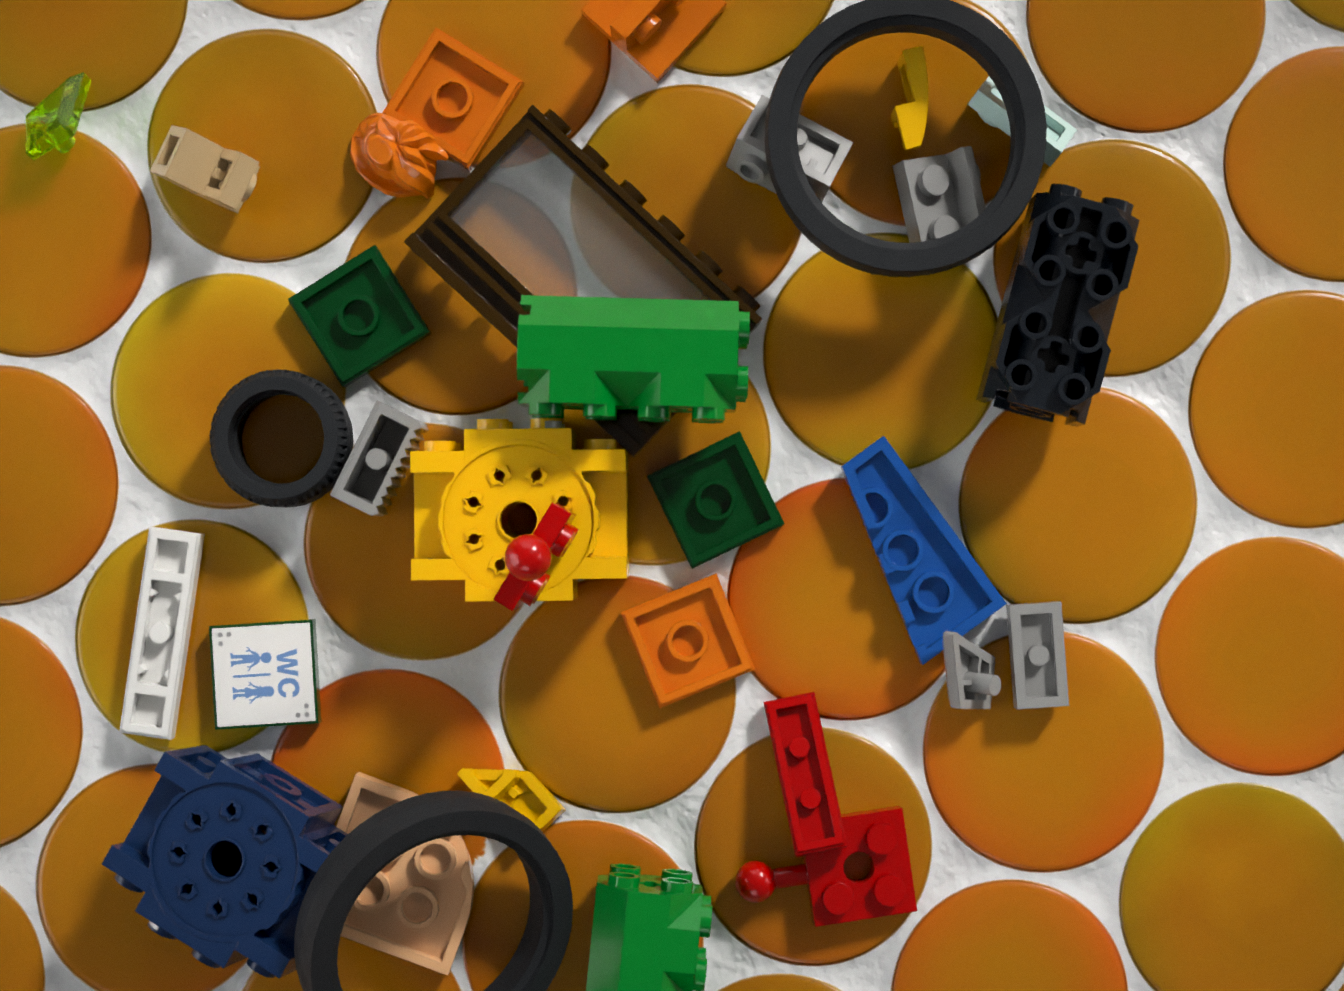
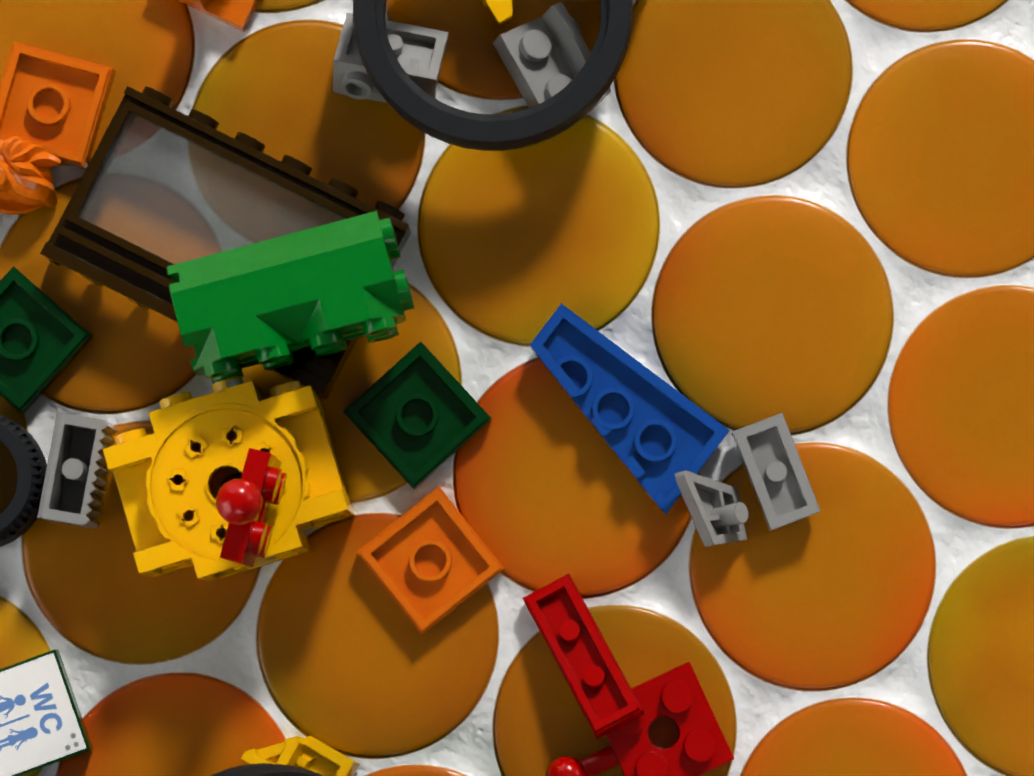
camera: 15 degrees left, 5 degrees down
(1060, 305) = (691, 128): black brick -> none

